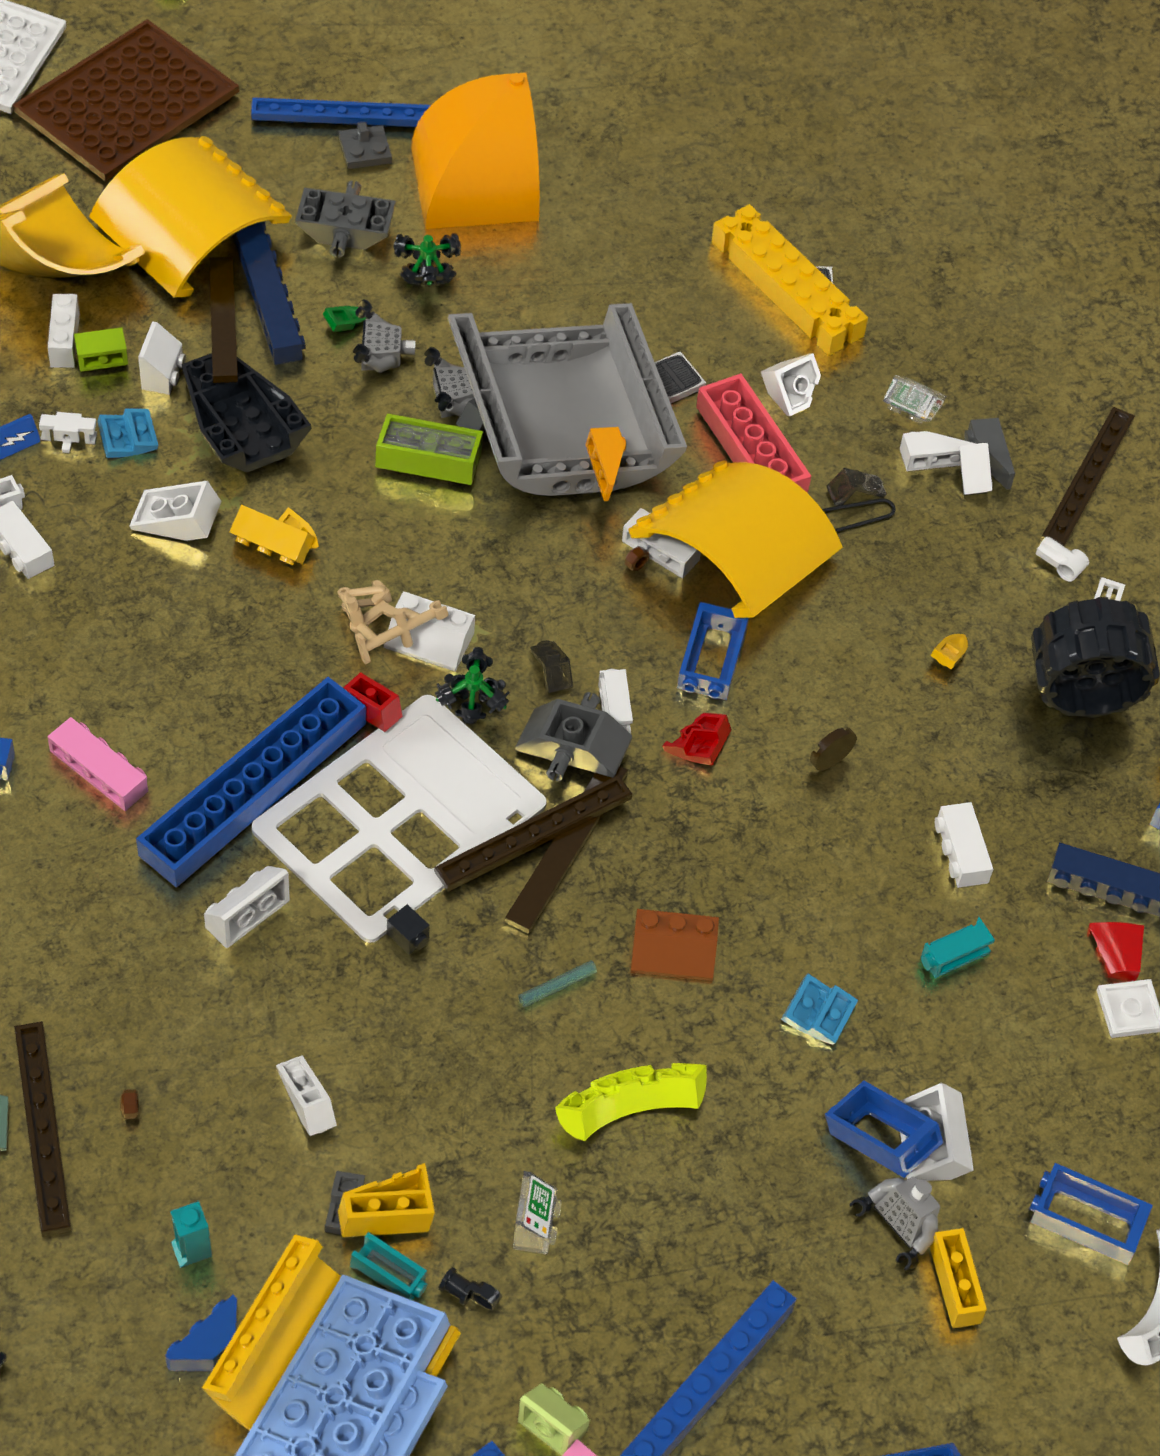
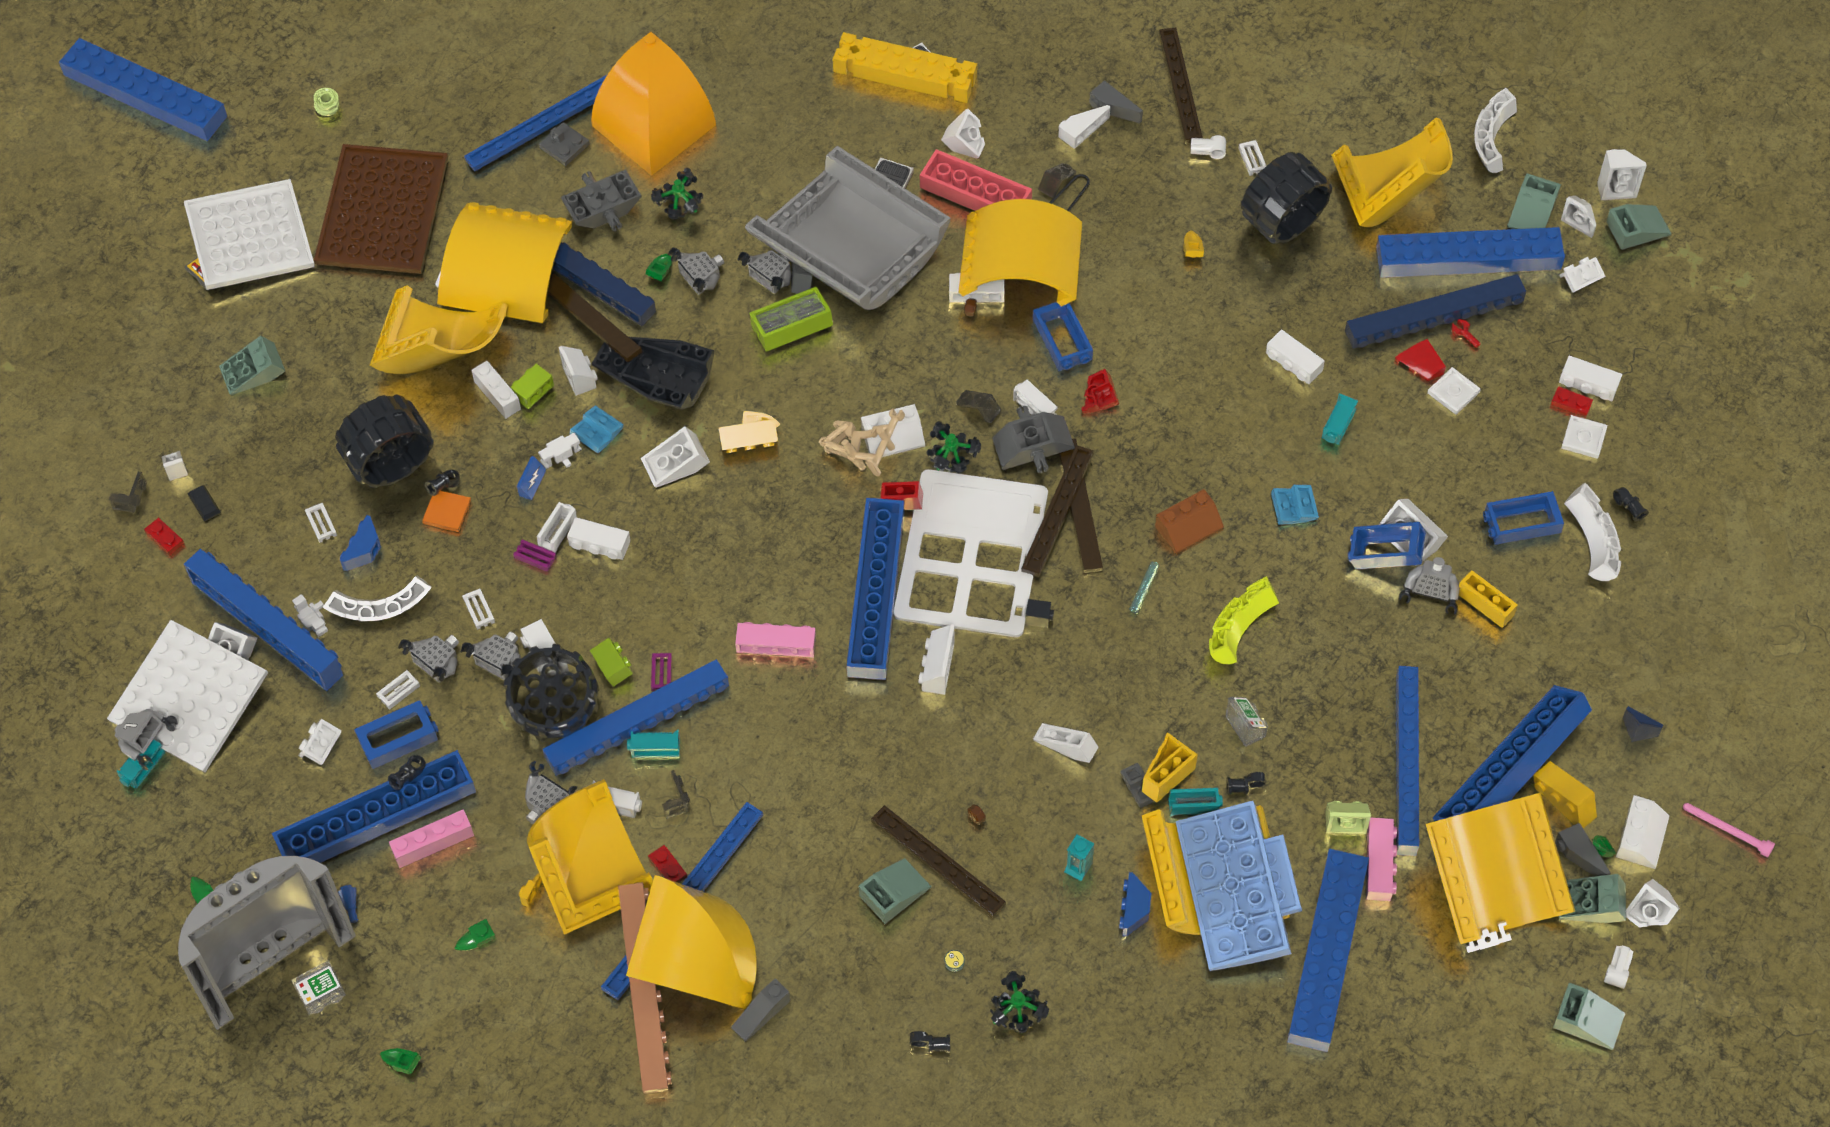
camera: 30 degrees left, 5 degrees up
(605, 452) = (908, 254): light orange slope -> none
(833, 748) = (1181, 348): dark brown tile -> none
(913, 398) = (1043, 99): clear slope -> none
(975, 468) = (1117, 121): white slope -> none

